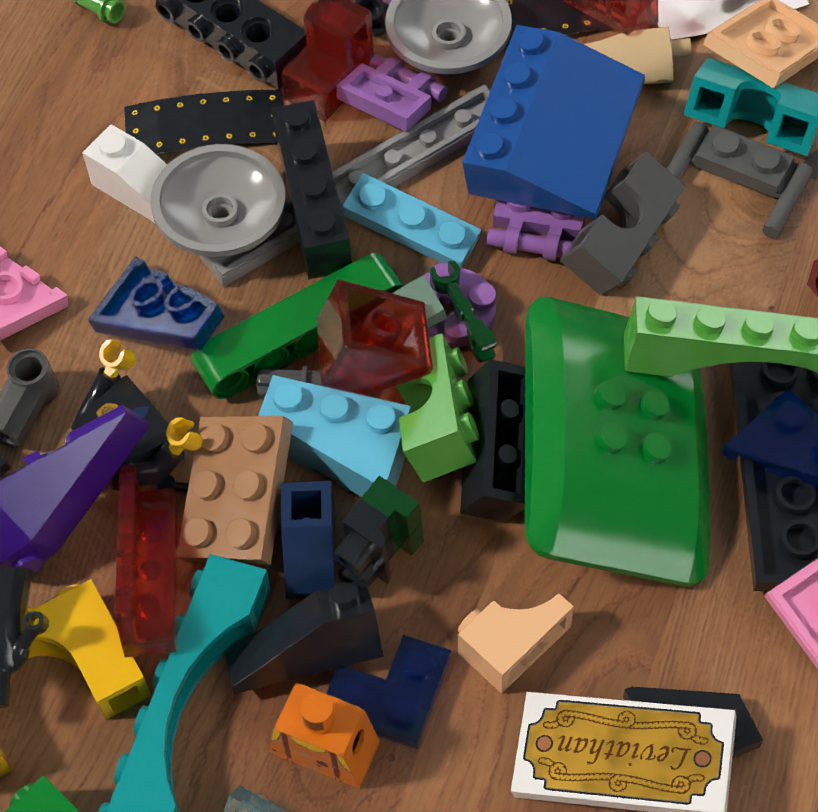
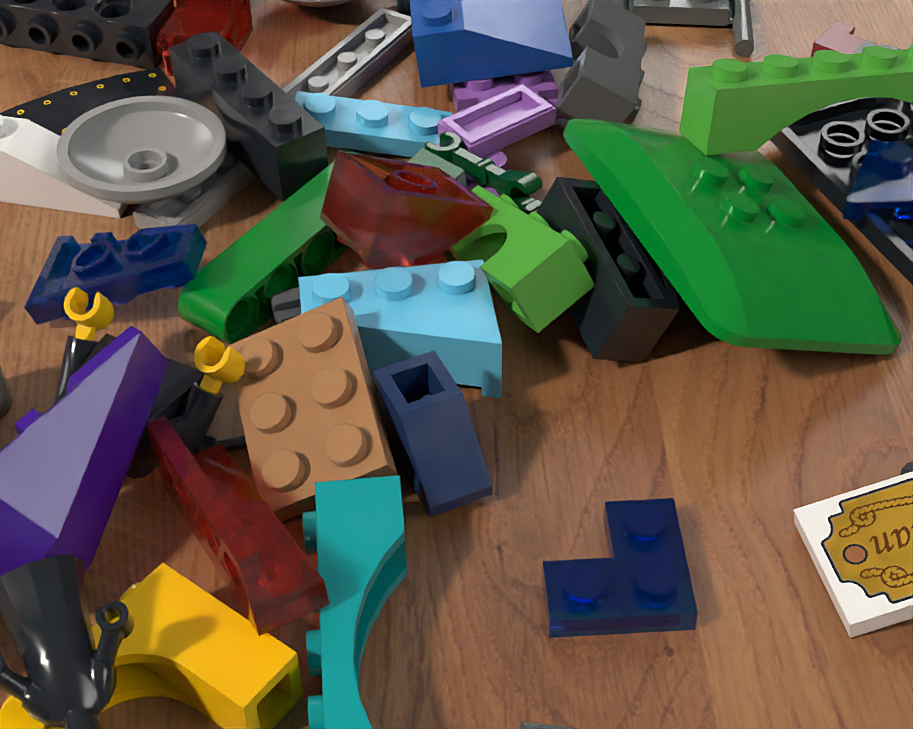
camera: 25 degrees left, 15 degrees down
(314, 636) = (494, 537): black slope -> none
(320, 735) = (576, 637): orange torso -> none
(376, 530) = (520, 394): hips -> none
(391, 91) = (287, 33): medium lavender plate -> none
(503, 260) = (500, 120): none -> medium lavender tile
(508, 641) = (734, 461): light nougat arch -> none

